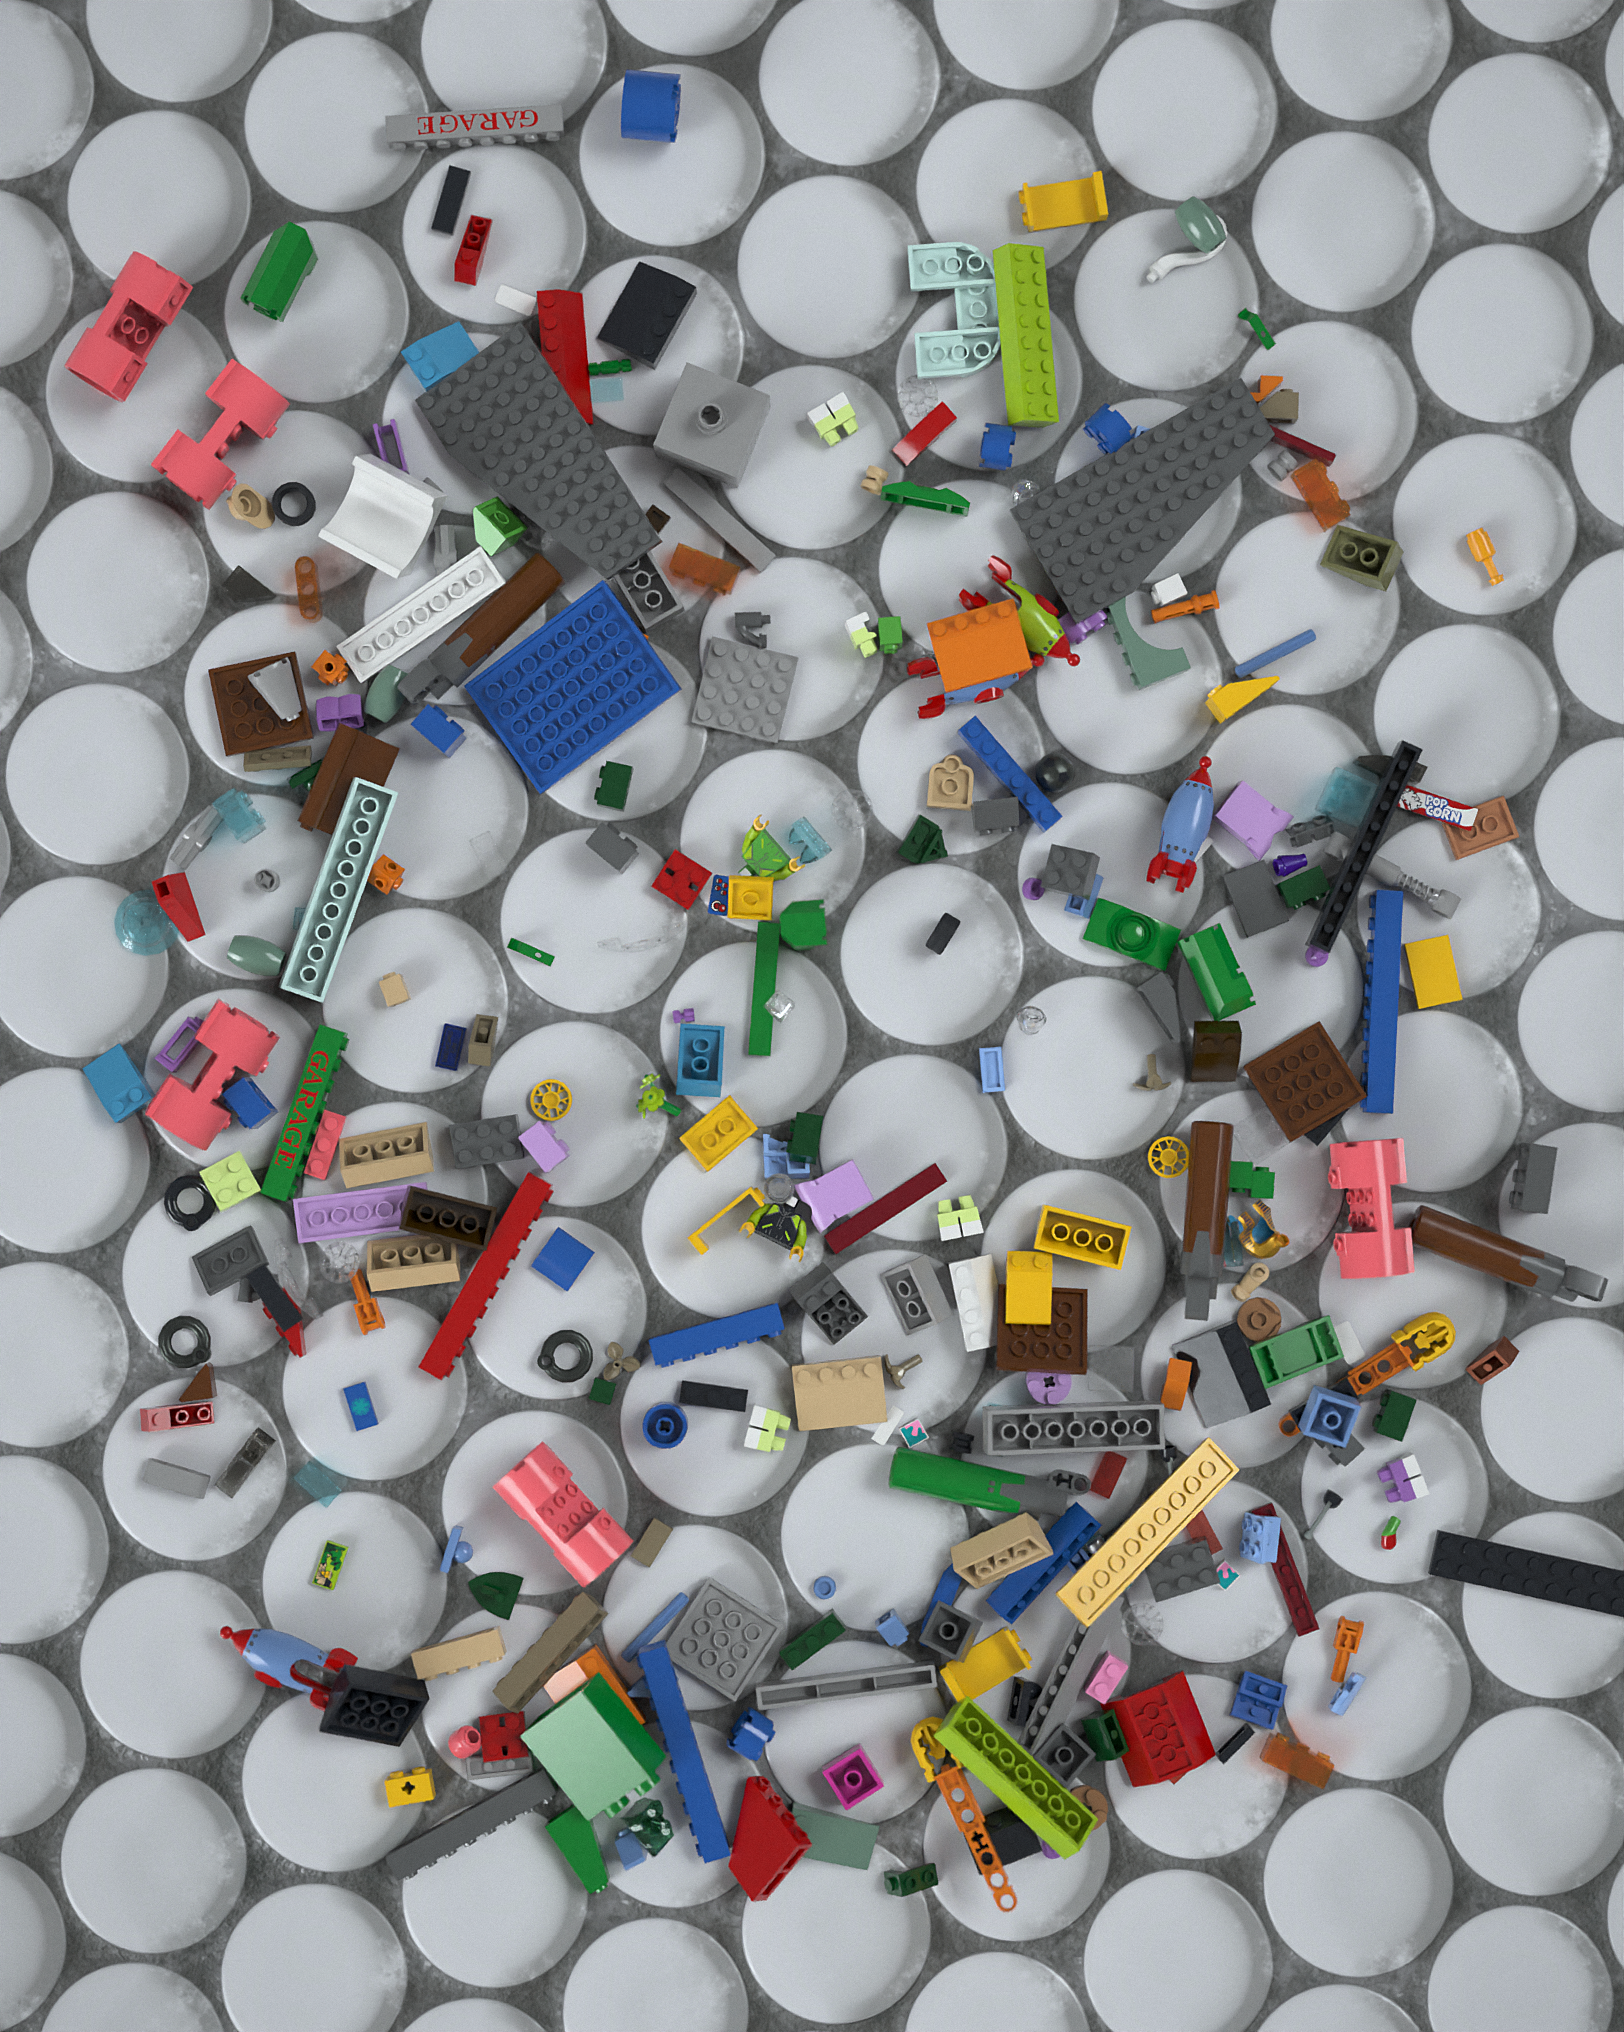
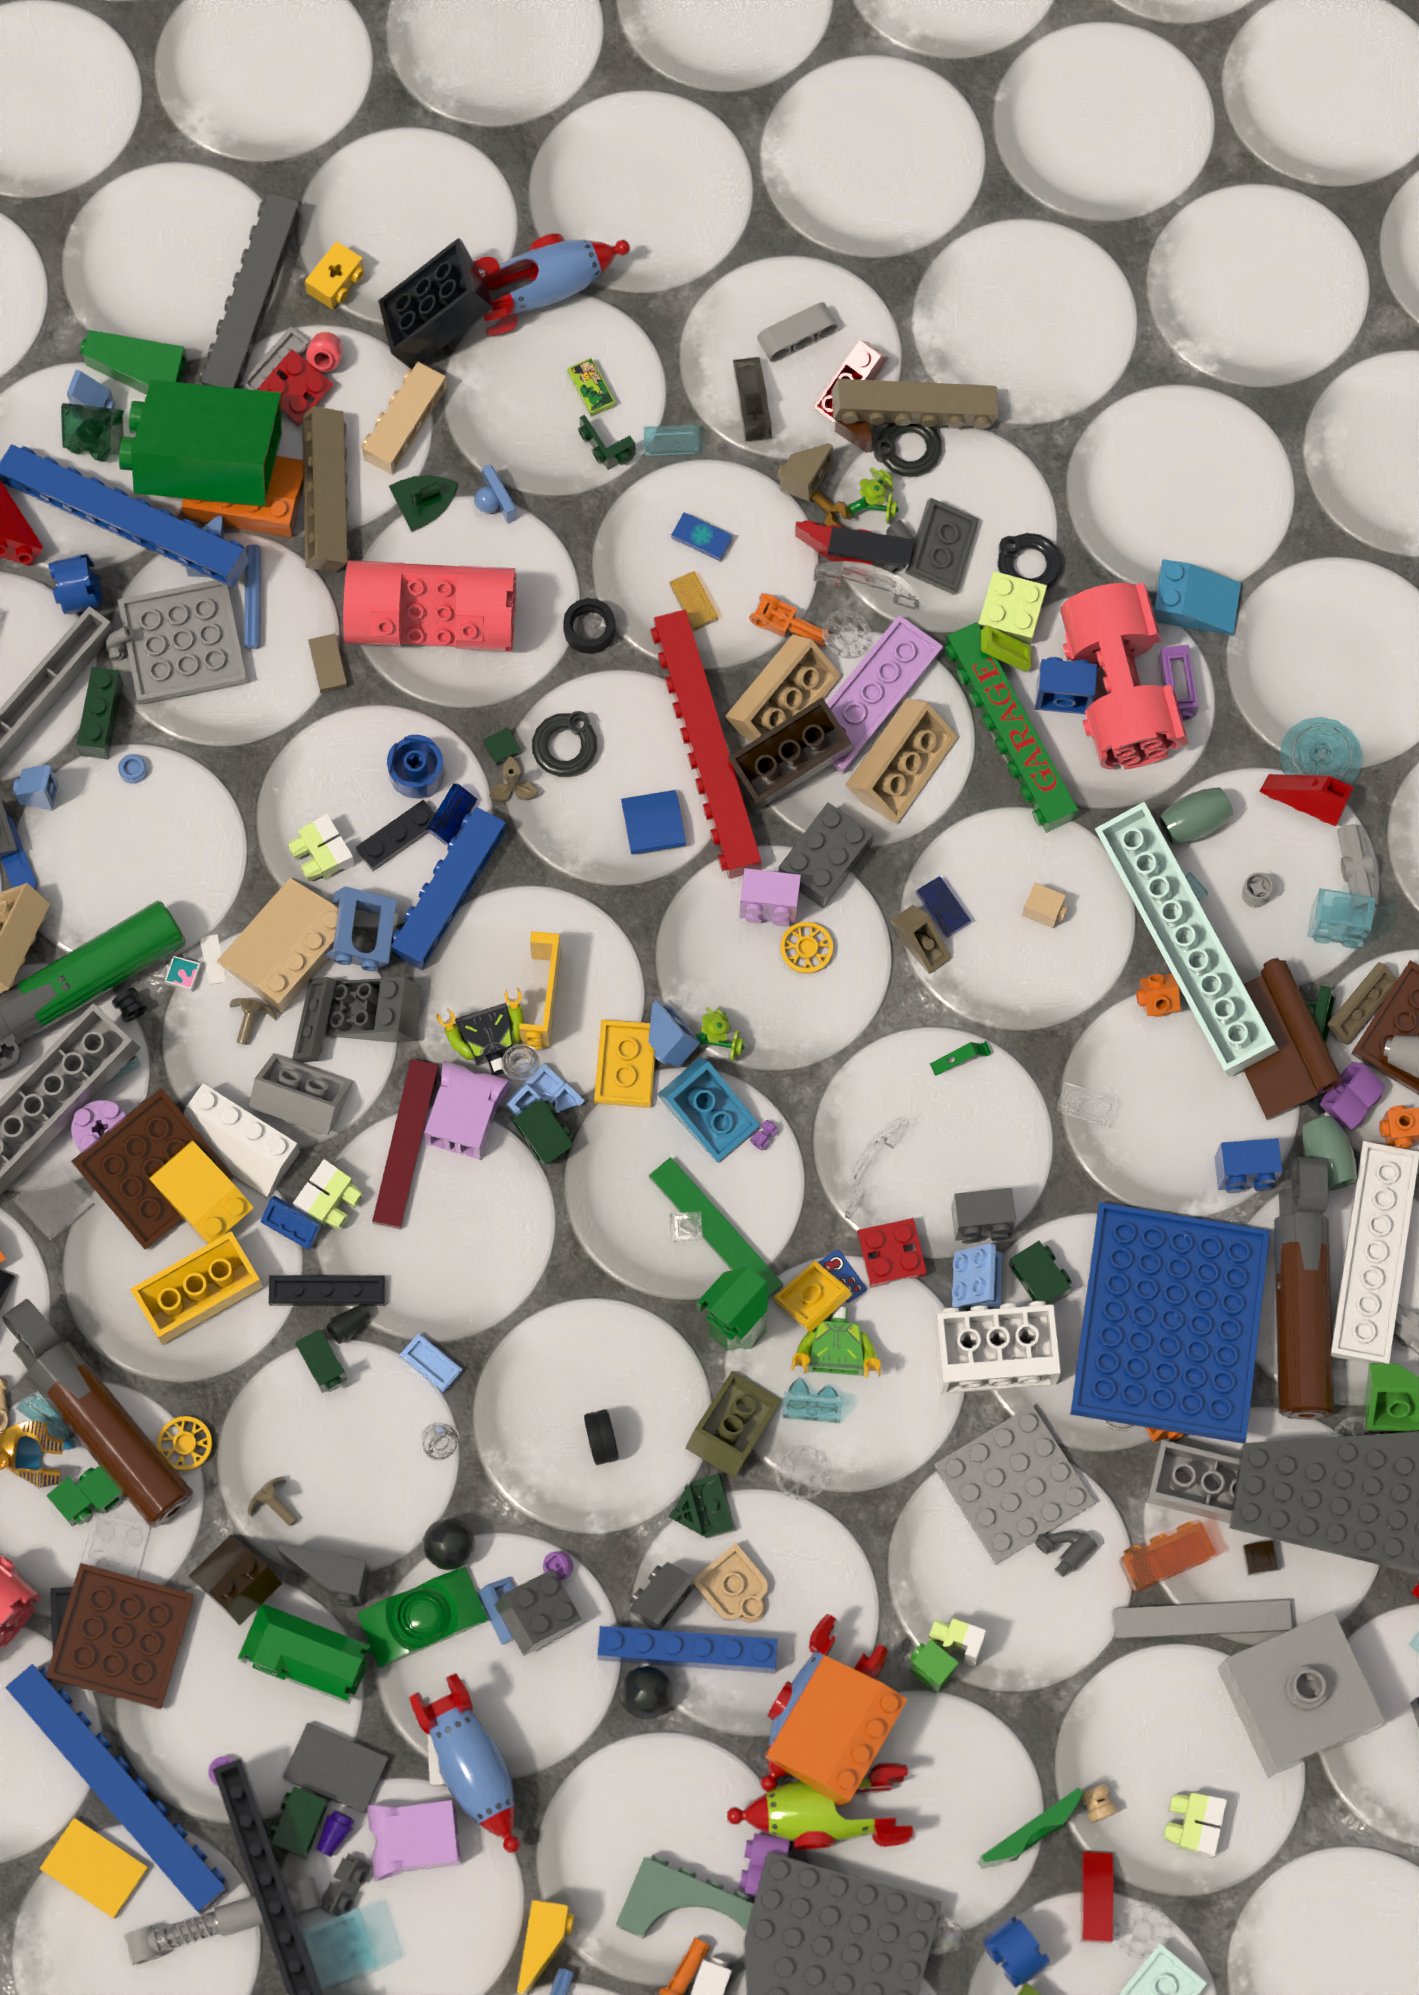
camera: 135 degrees right, 15 degrees down
(156, 1361) = (914, 403): none -> dark tan brick
(238, 1329) = (874, 492): none -> lime plant
(259, 1160) = (1006, 648): none -> lime tile
(261, 1385) = (805, 471): none -> dark tan slope
(270, 1347) = (831, 510): none -> pearl gold bar
(325, 1144) = (964, 719): coral plate -> none
(356, 1504) = (618, 453): none -> dark green bracket
(405, 1371) = (694, 599): none -> clear yellow tile
(467, 1425) = (593, 606): none -> black tyre
(650, 818) = (977, 1277): none -> light blue bracket
(672, 1377) = (451, 813): none -> clear blue tile
(679, 1123) = (670, 1035): none -> medium blue slope
(685, 753) = (993, 1366): none -> white brick
(761, 1675) = (116, 640): none -> light grey arm
(812, 1354) = (343, 948): none -> medium blue panel
(863, 871) = (733, 1424): none -> olive slope
(867, 1330) = (314, 1019): none -> dark grey plate
(992, 1224) = (291, 1222): none -> blue plate
(1009, 1166) = (326, 1290): none -> black tile
(1017, 1135) = (346, 1324): none -> pearl dark grey cone
(1051, 1128) = (321, 1361): none -> dark green bracket
(1081, 956) = (448, 1543): none -> pearl dark grey piece

